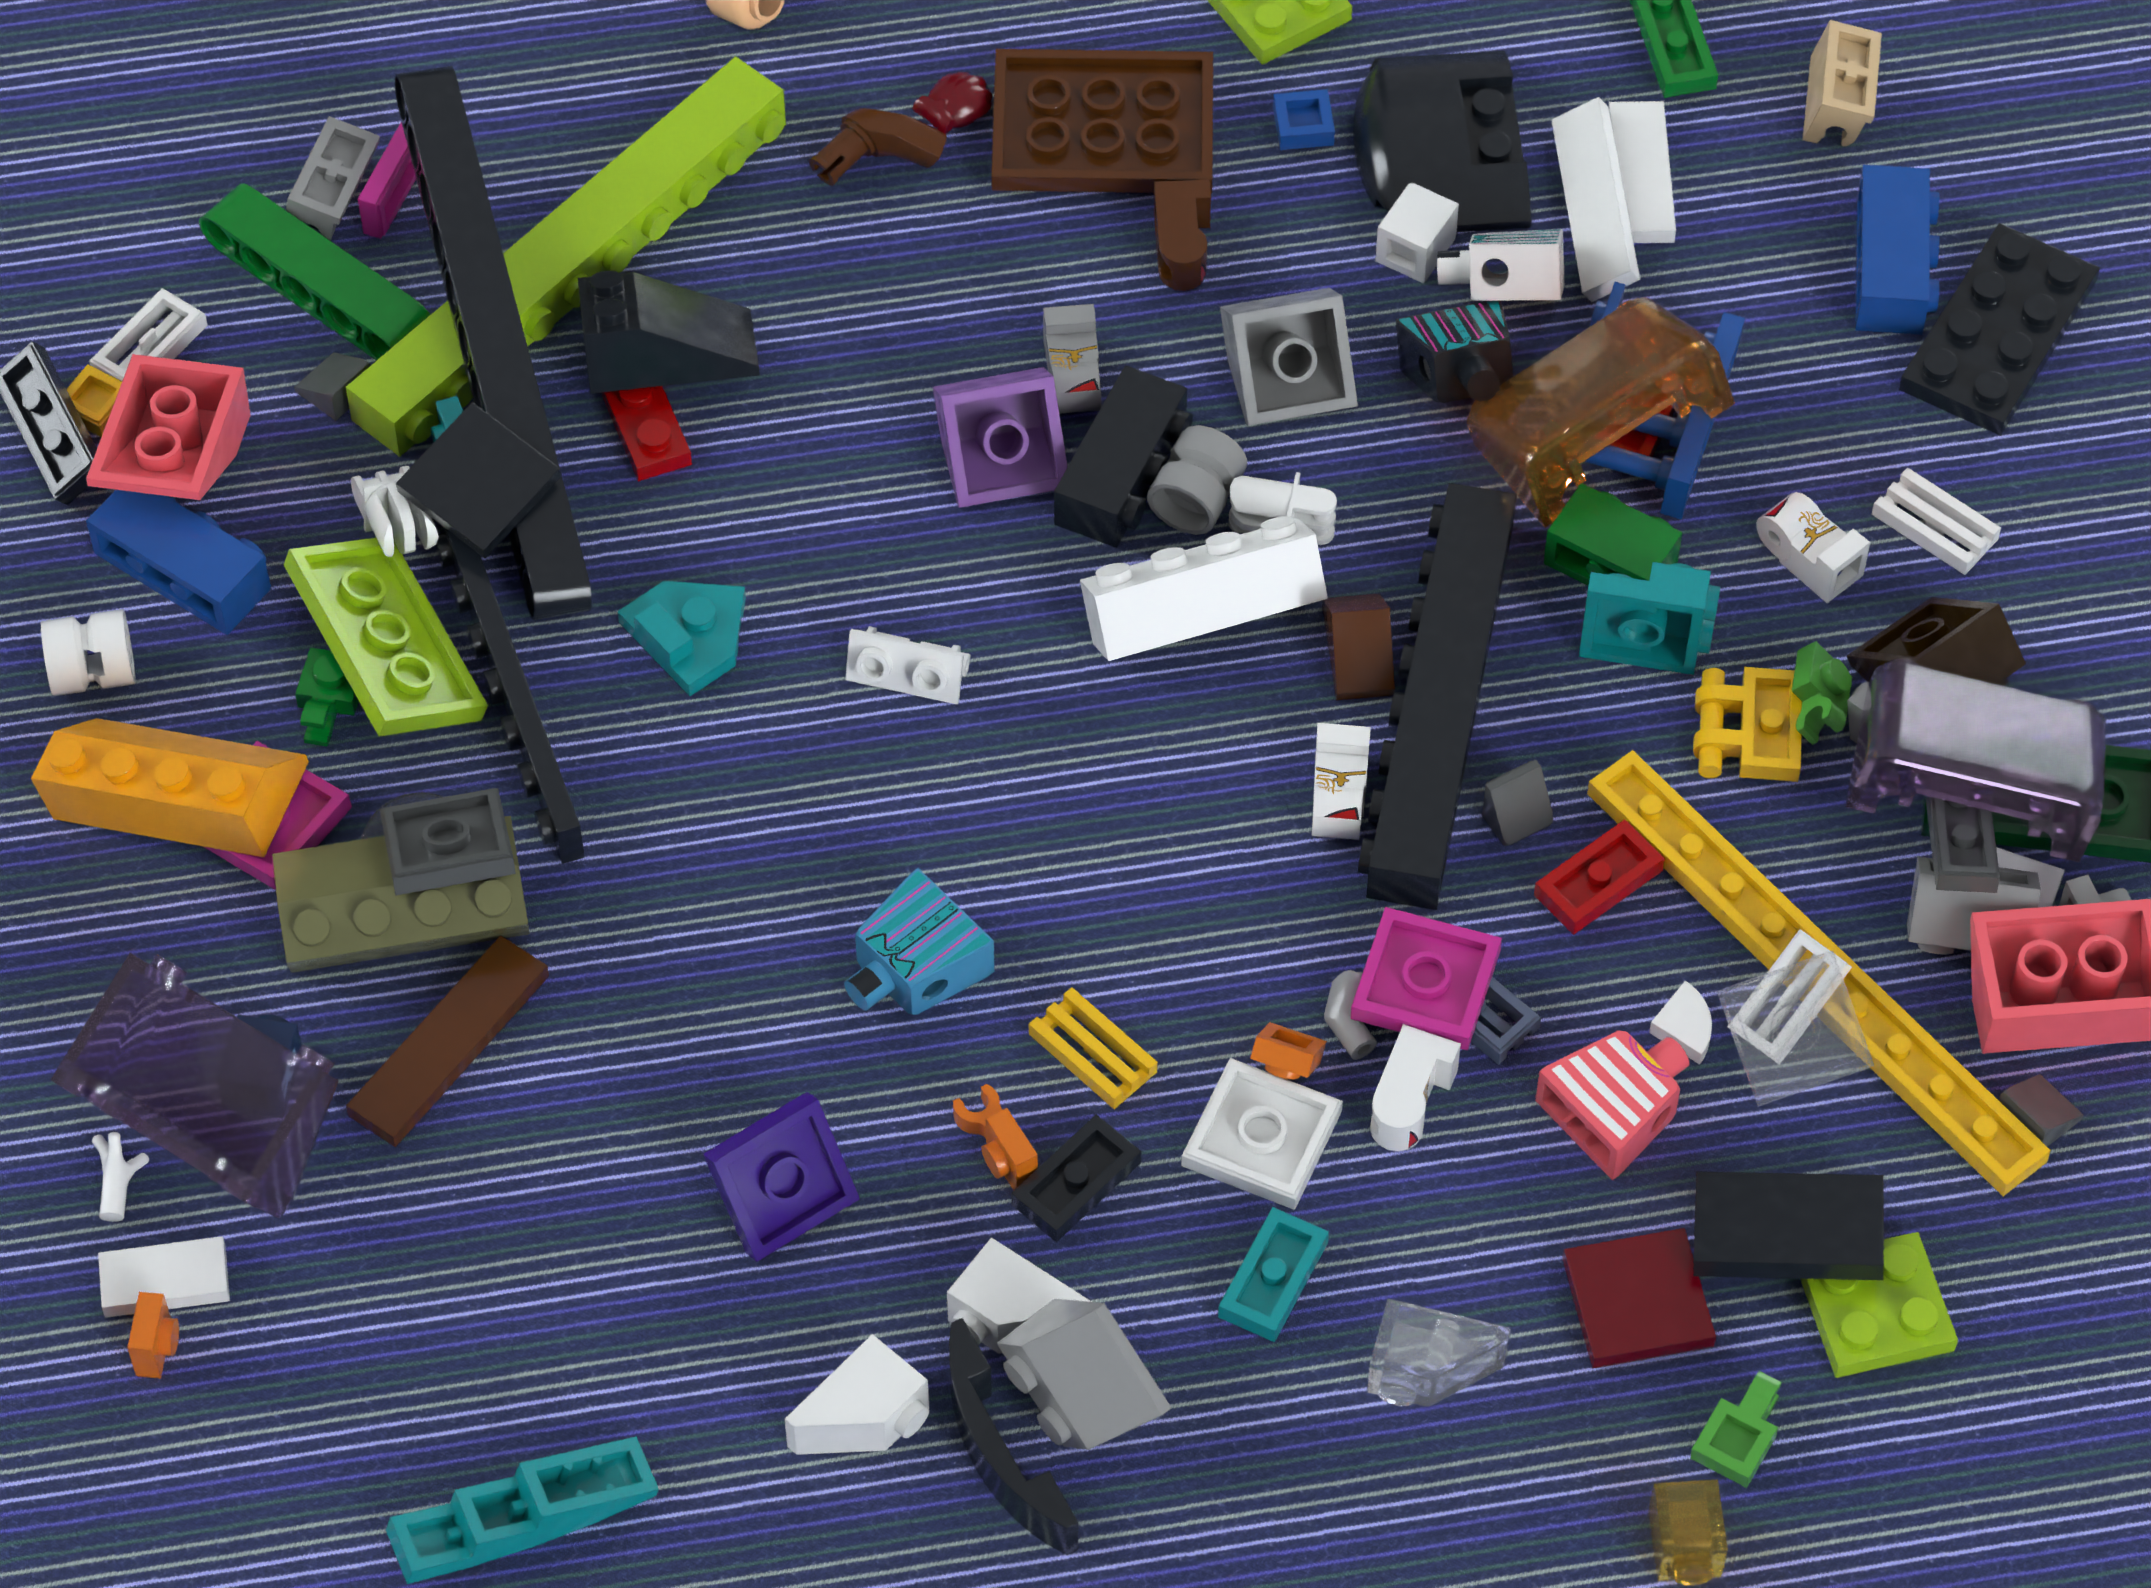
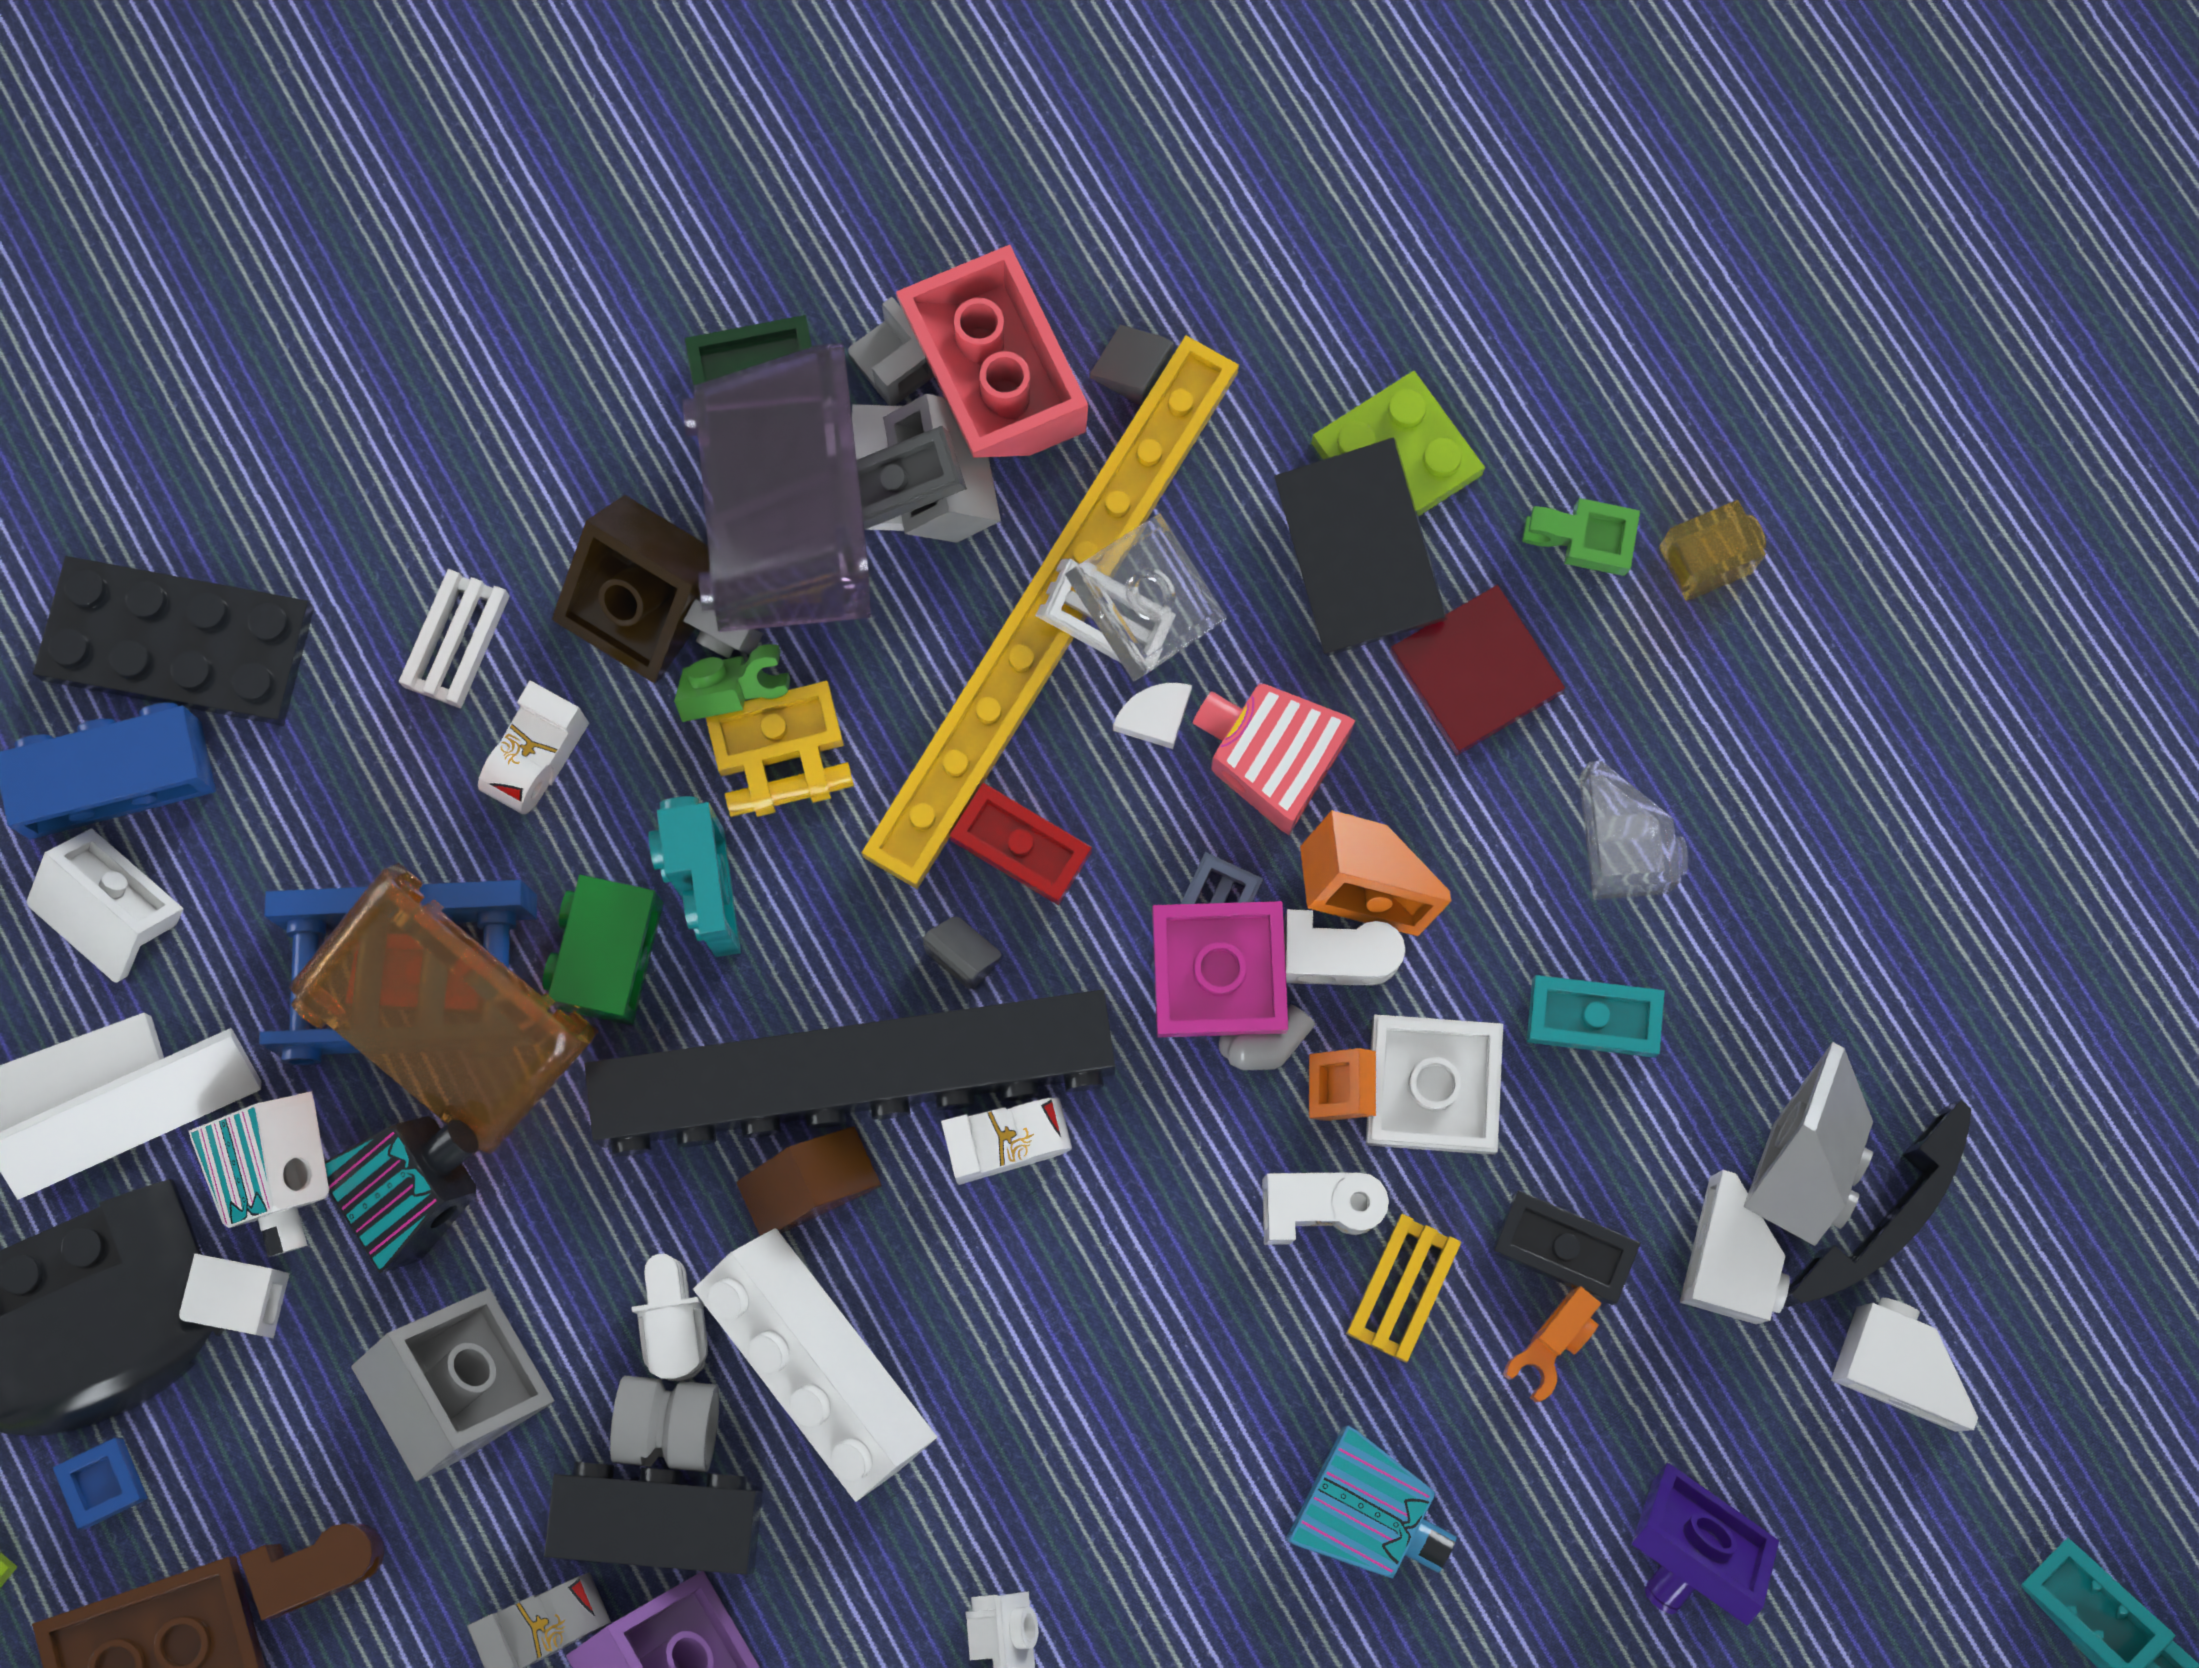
camera: 110 degrees left, 20 degrees up
(1188, 1015) = (1340, 1200): none -> white leg
(1471, 1122) = (1369, 875): none -> orange slope
(1784, 226) = (100, 902): none -> white panel

